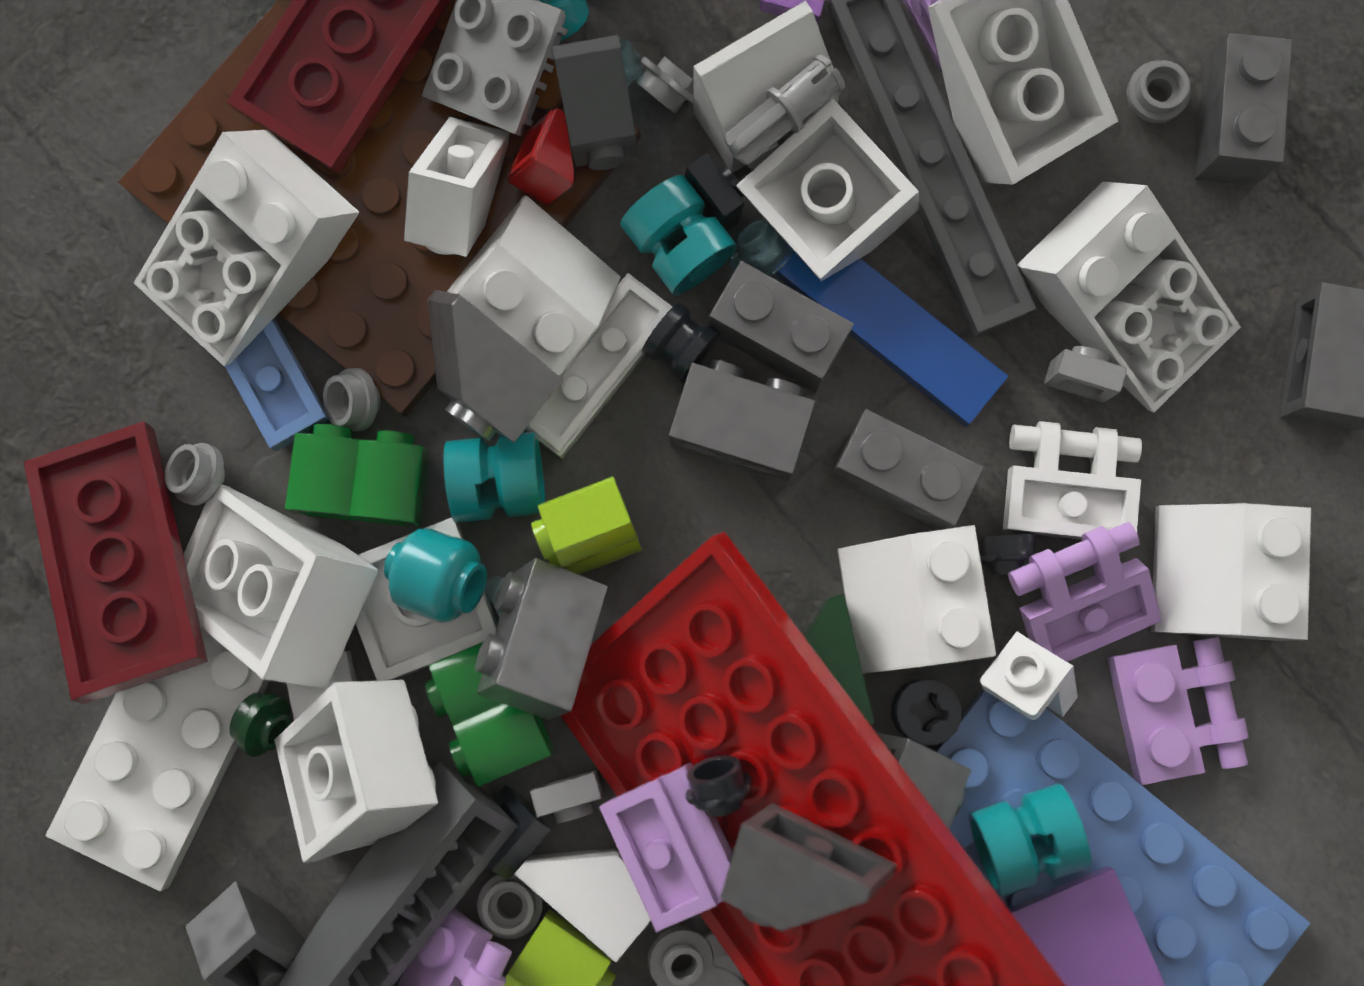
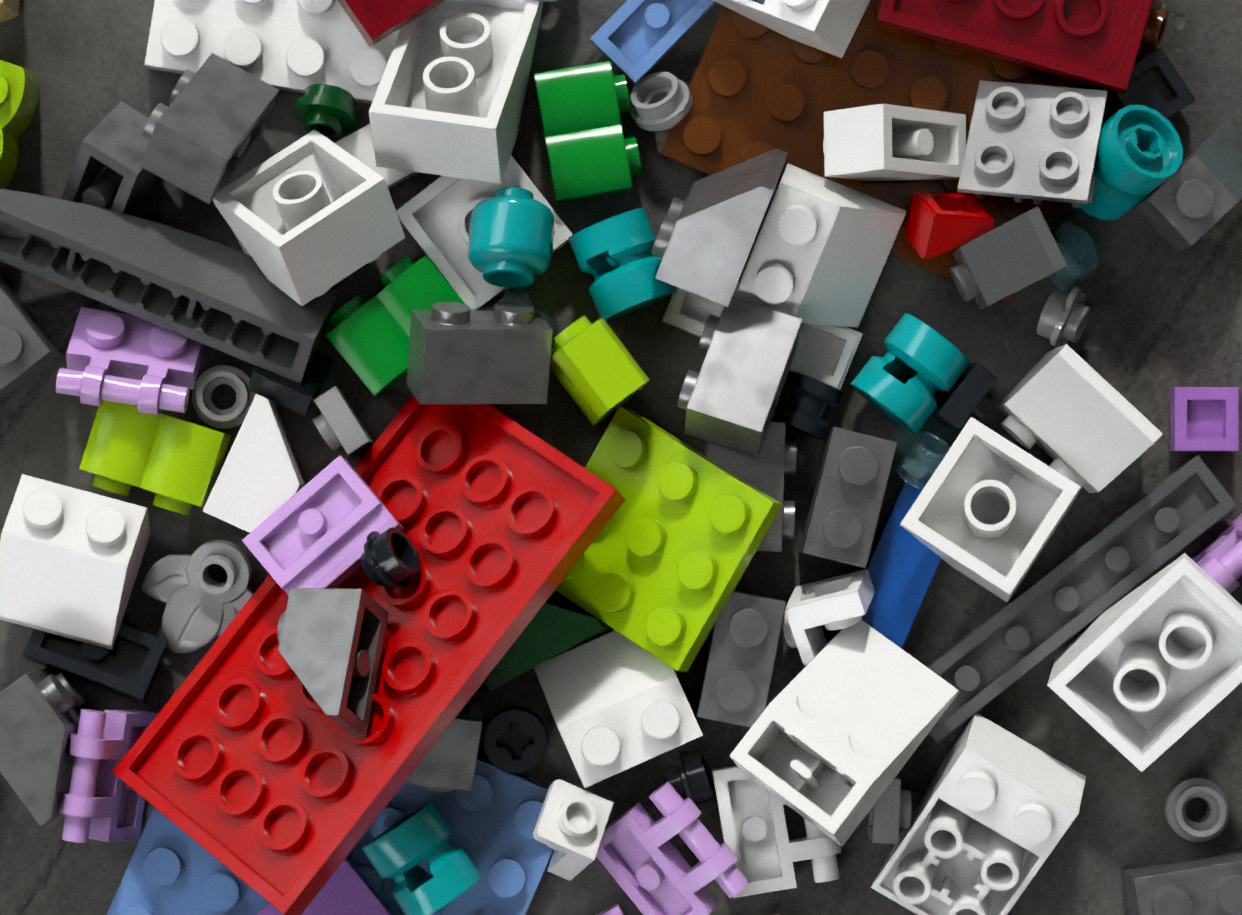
camera: 65 degrees right, 5 degrees up
(235, 847) = (207, 127): none -> flat silver brick
(636, 389) = (741, 375): none -> brick
(781, 500) = (672, 544): none -> lime plate
(784, 110) = (1051, 441): light grey axle -> none
(876, 369) = (827, 602): none -> white bracket
(1005, 386) = (844, 729): none -> white slope

